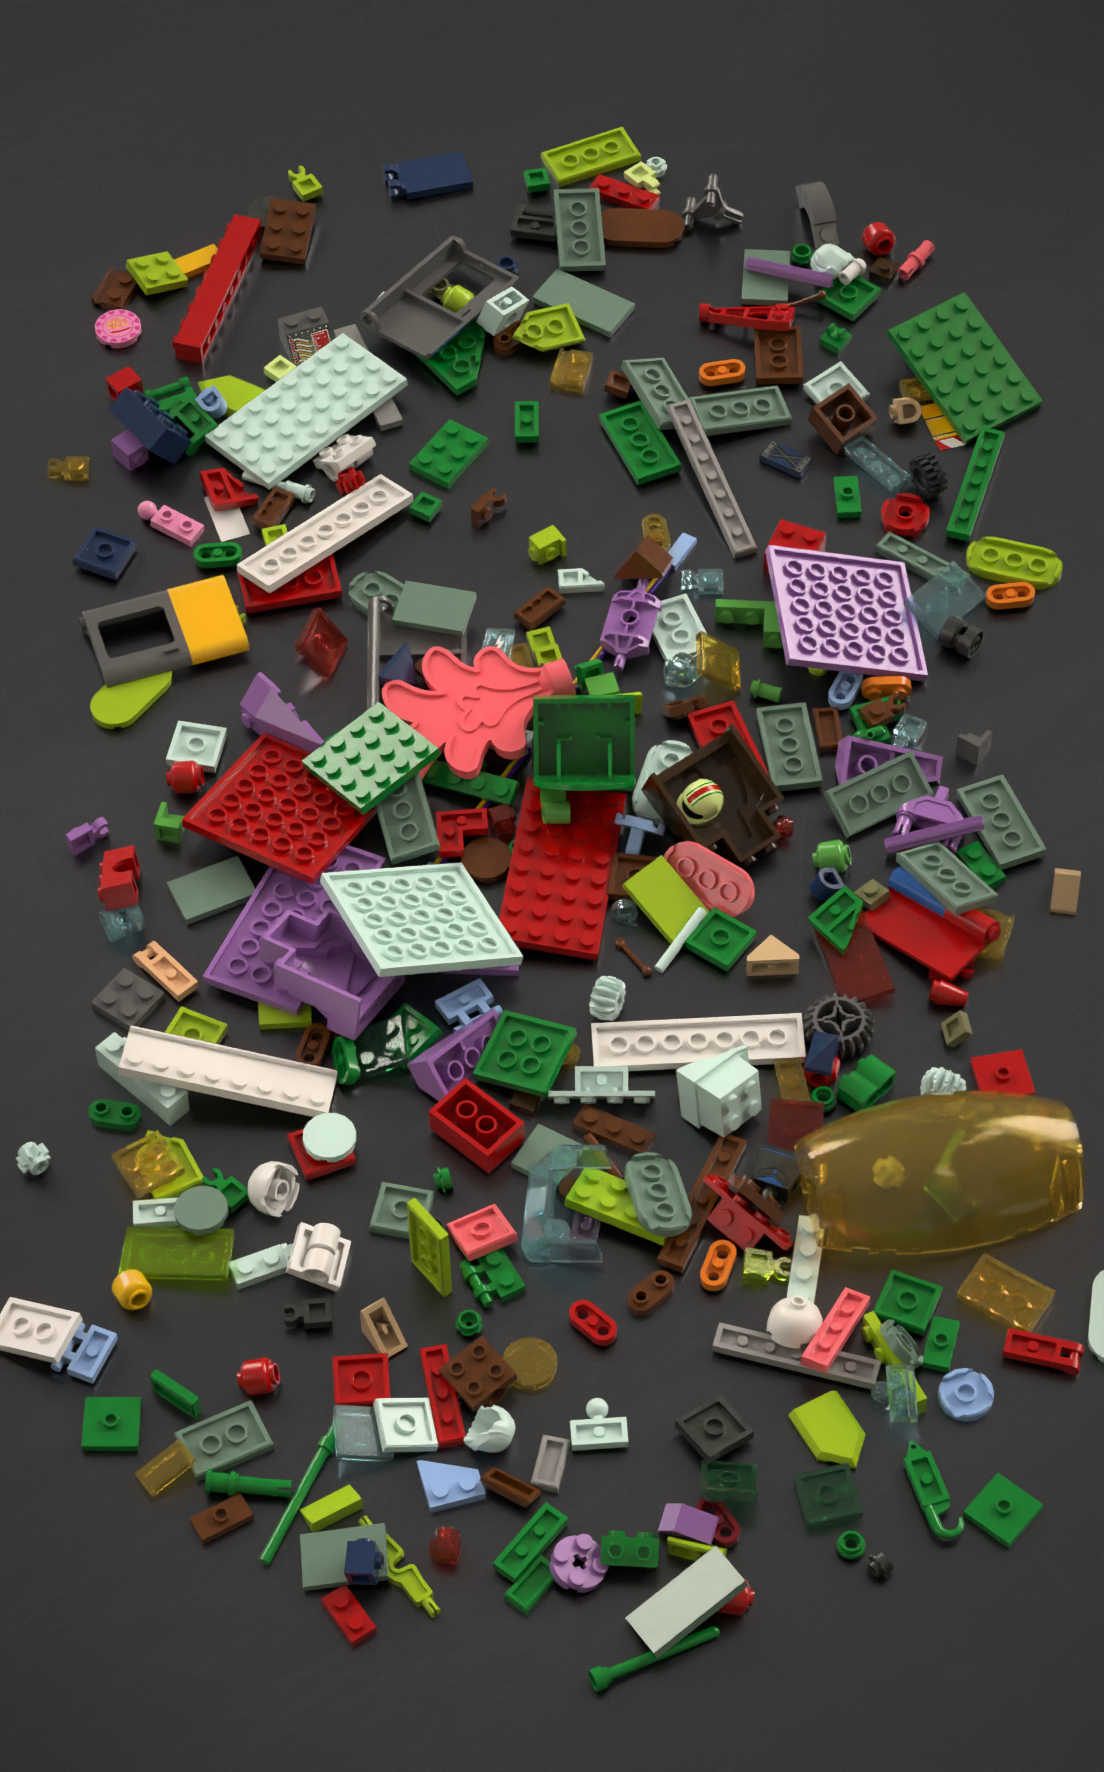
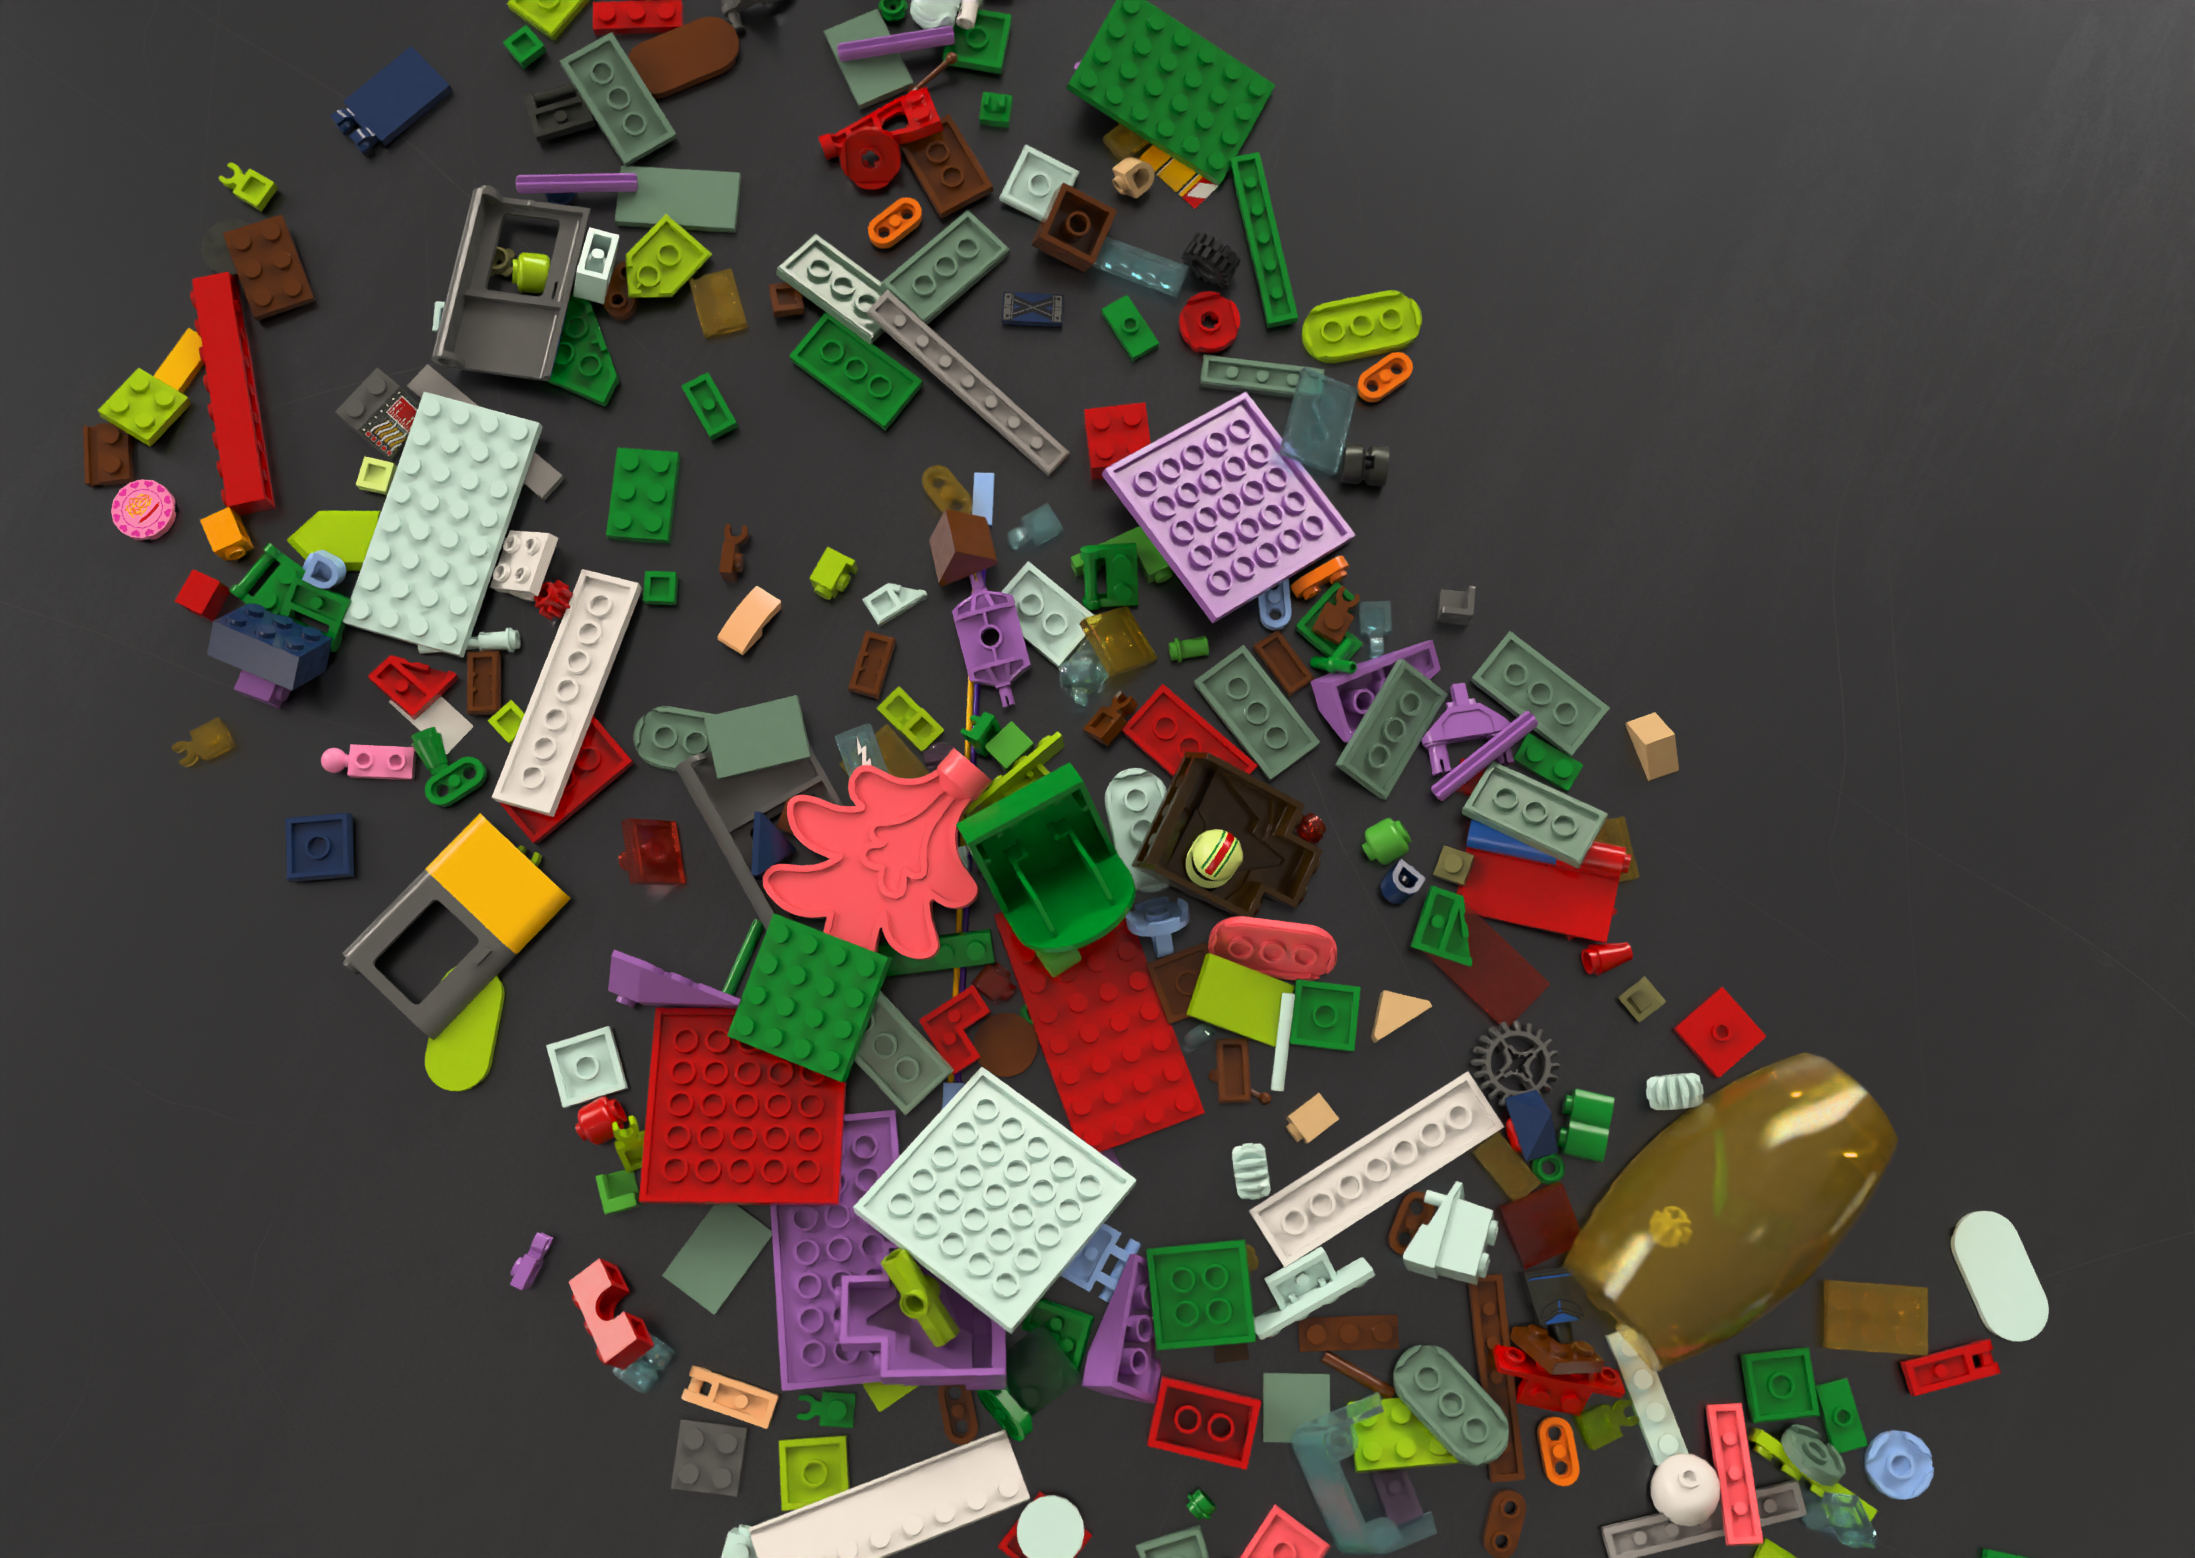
camera: 30 degrees left, 25 degrees up
(162, 360) = (227, 534): none -> light orange brick
(196, 795) = (629, 1145): none -> lime plate
(214, 527) = (430, 749): none -> green cone
(227, 1011) = (834, 1409): none -> green plate
(332, 946) = (920, 1297): none -> lime piece
(469, 548) = (748, 619): none -> light nougat slope
(520, 263) = (577, 183): none -> medium lavender axle
(634, 941) = (1233, 1070): none -> reddish brown tile
(670, 992) = (1311, 1119): none -> tan brick
(724, 314) = (858, 169): none -> red plate
(744, 624) = (1120, 575): none -> green plate

